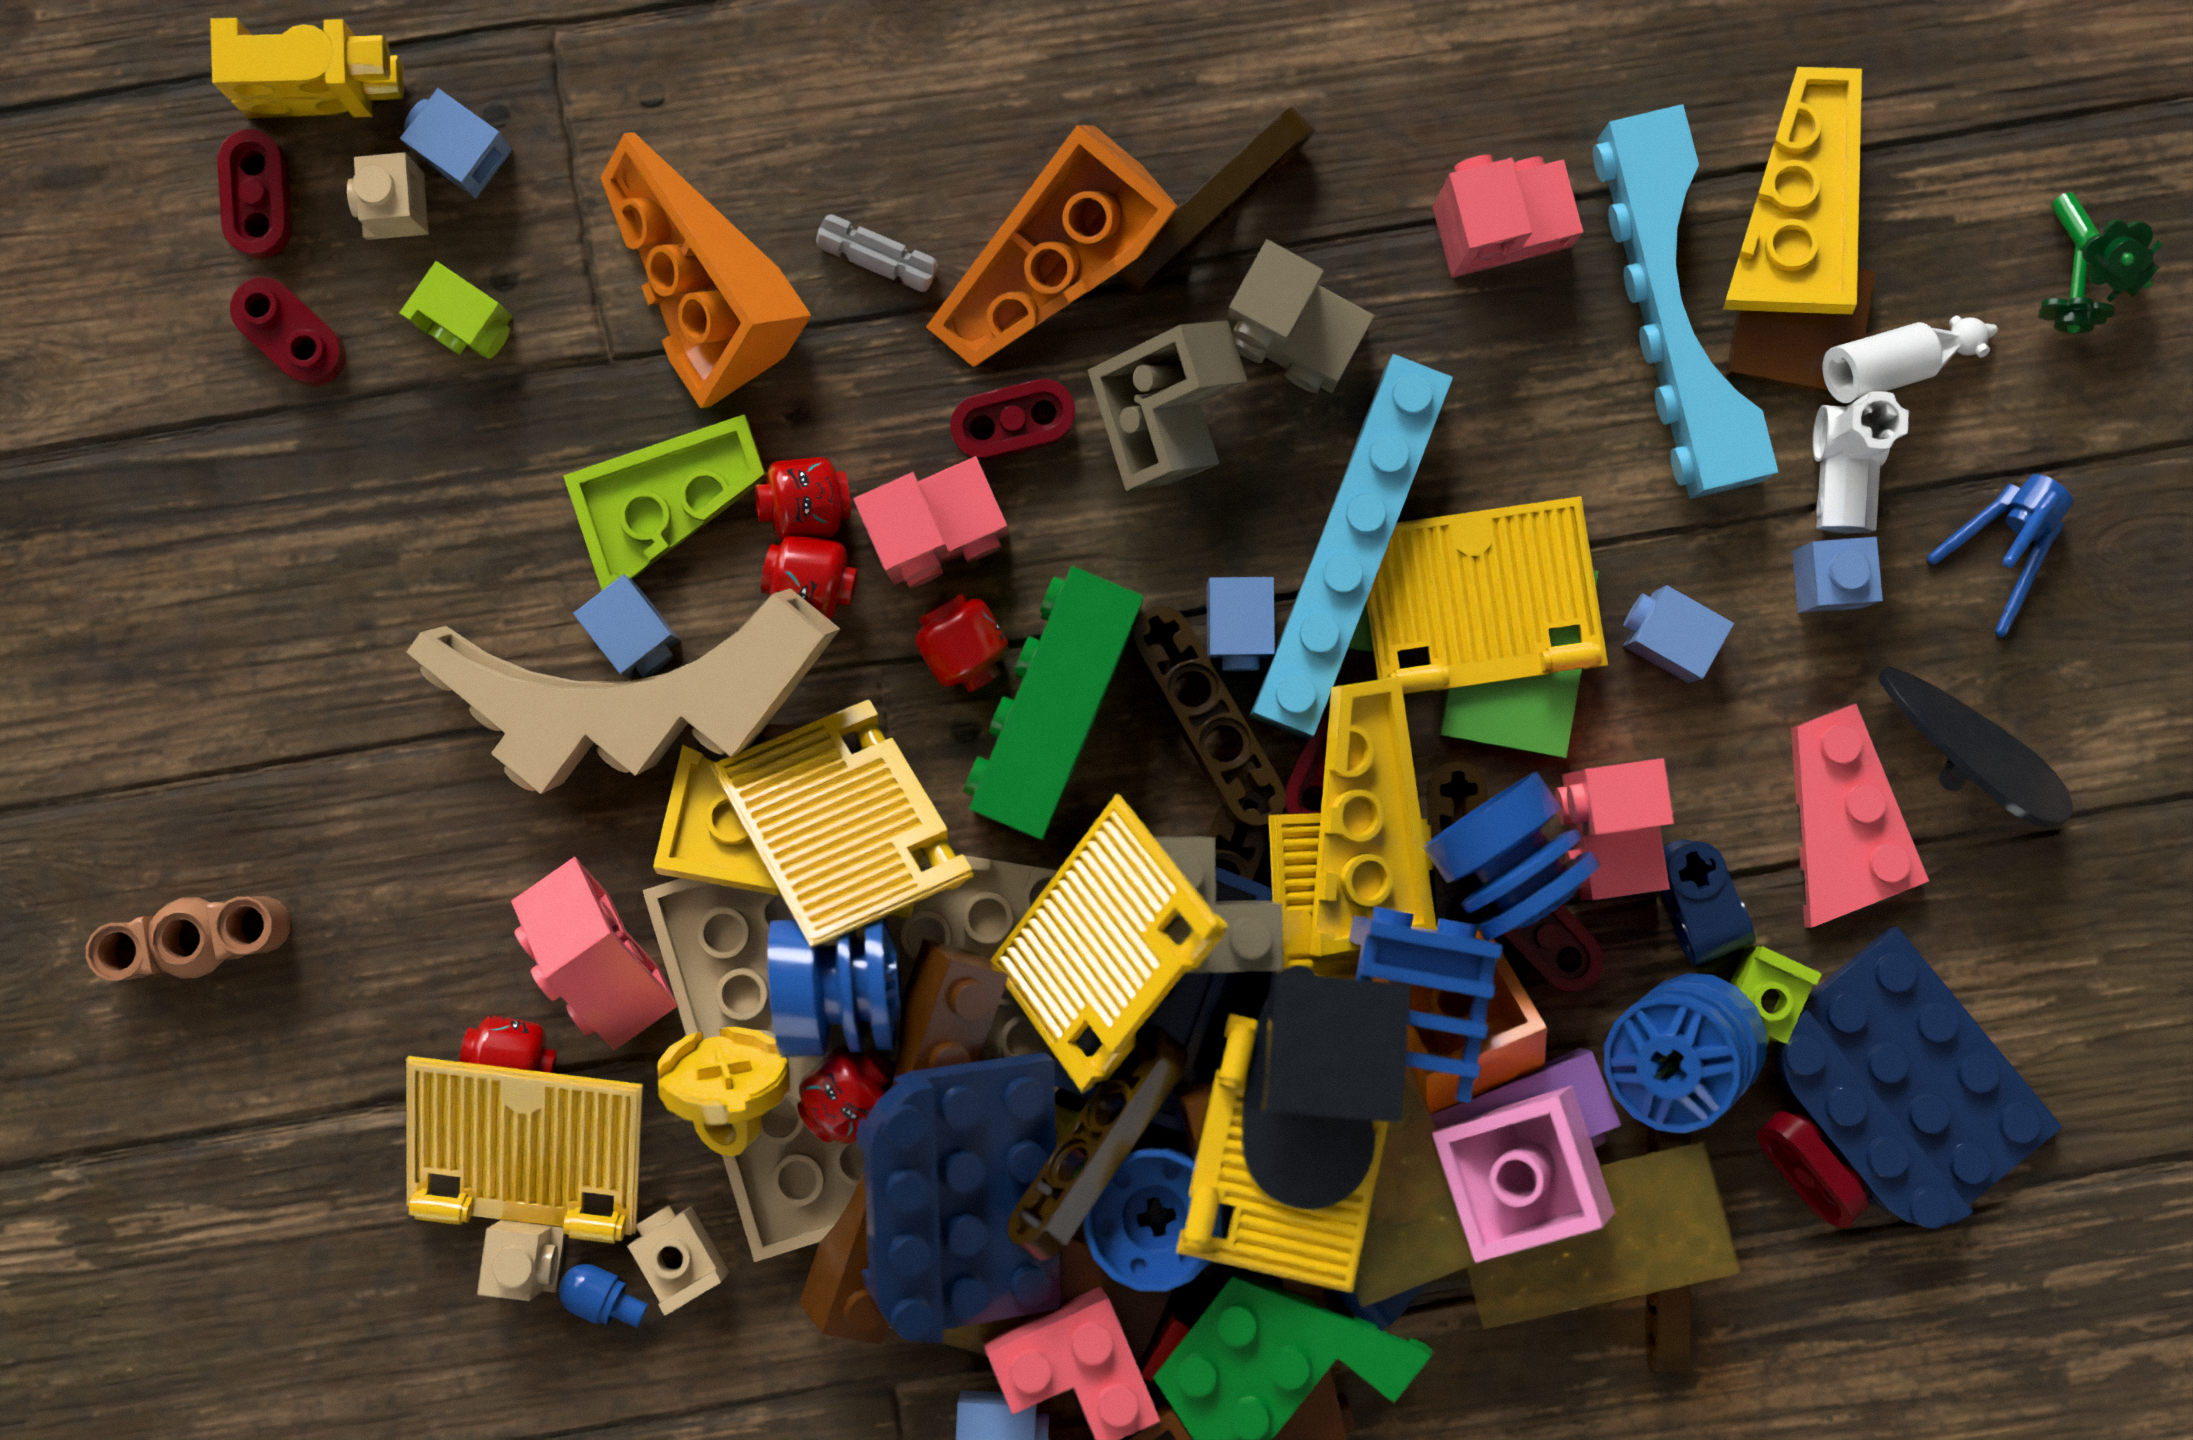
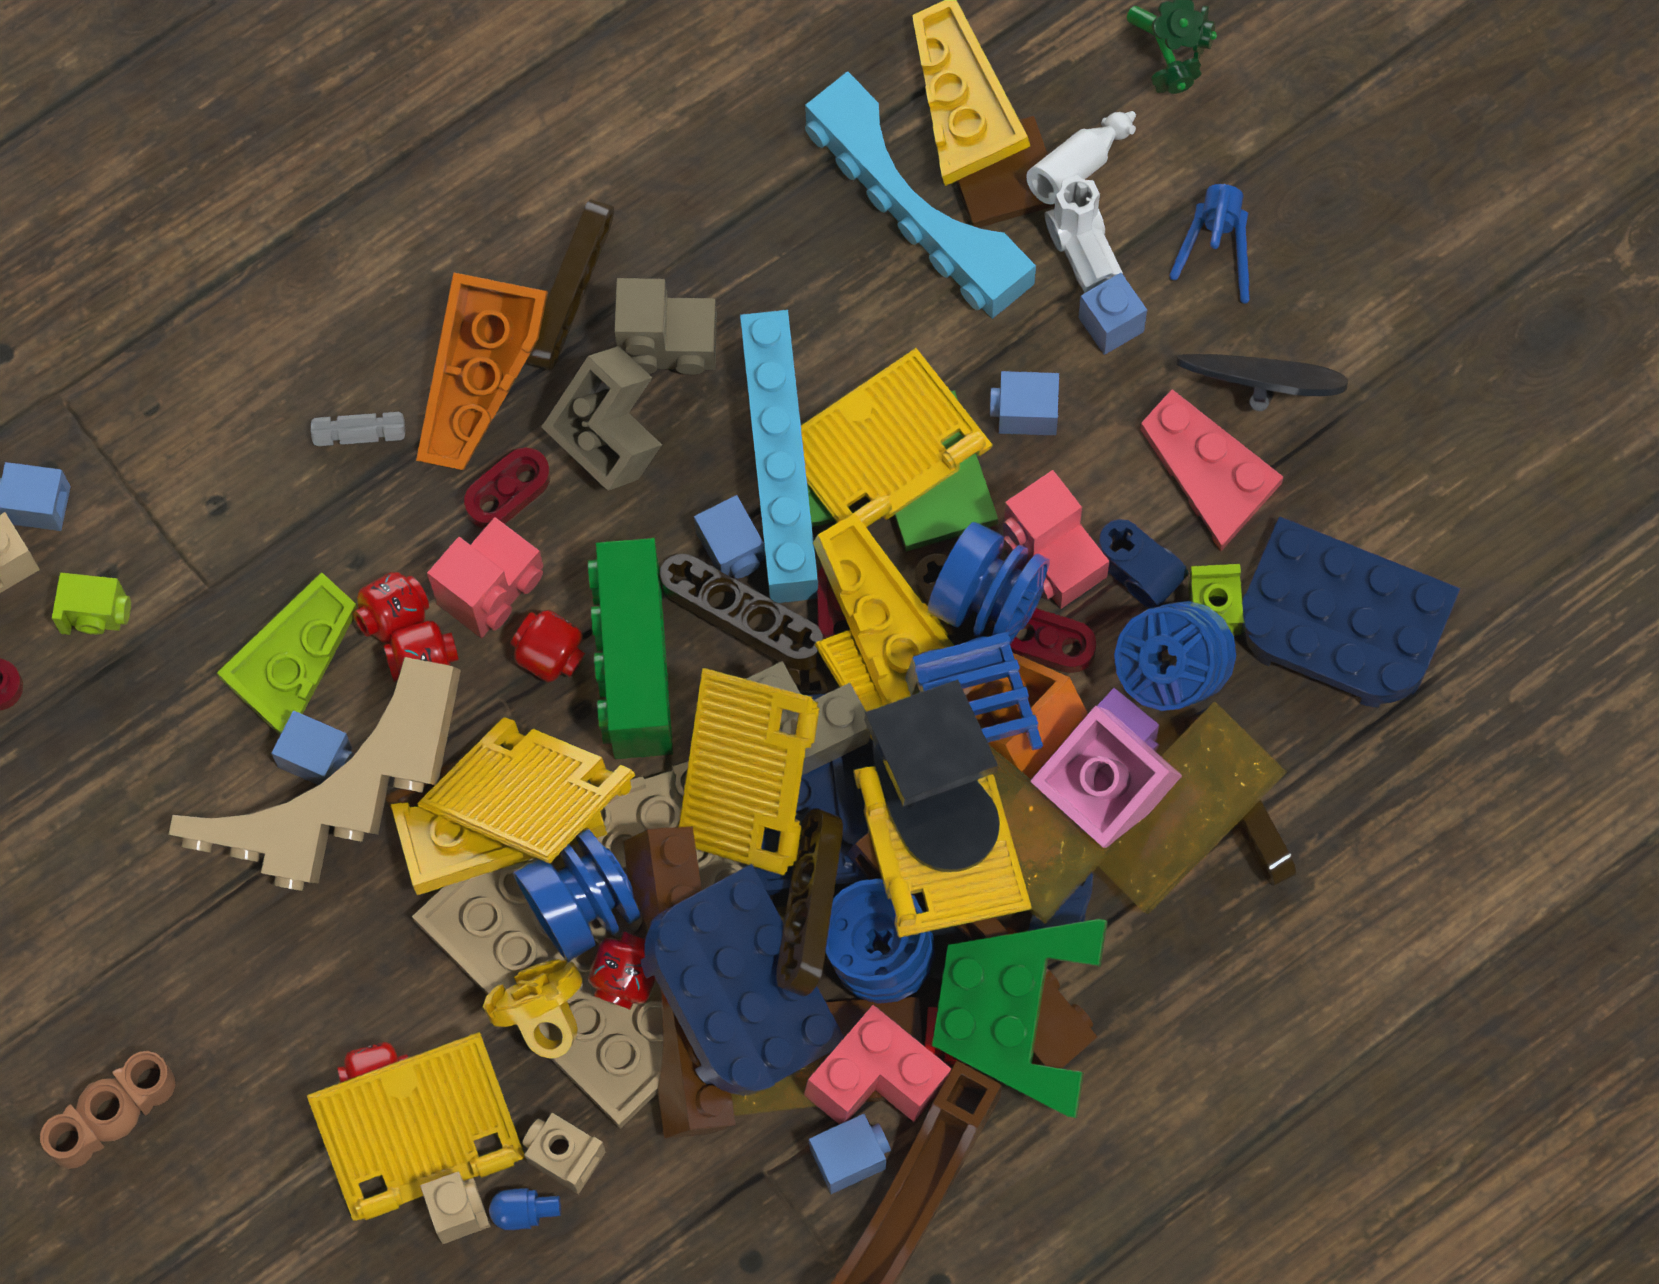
camera: 20 degrees left, 15 degrees down
(590, 956) = (399, 970): coral brick -> none
(716, 290) = (255, 503): orange wedge -> none
(1505, 212) = (767, 196): coral brick -> none
(1812, 1169) = (1308, 697): dark red plate -> none

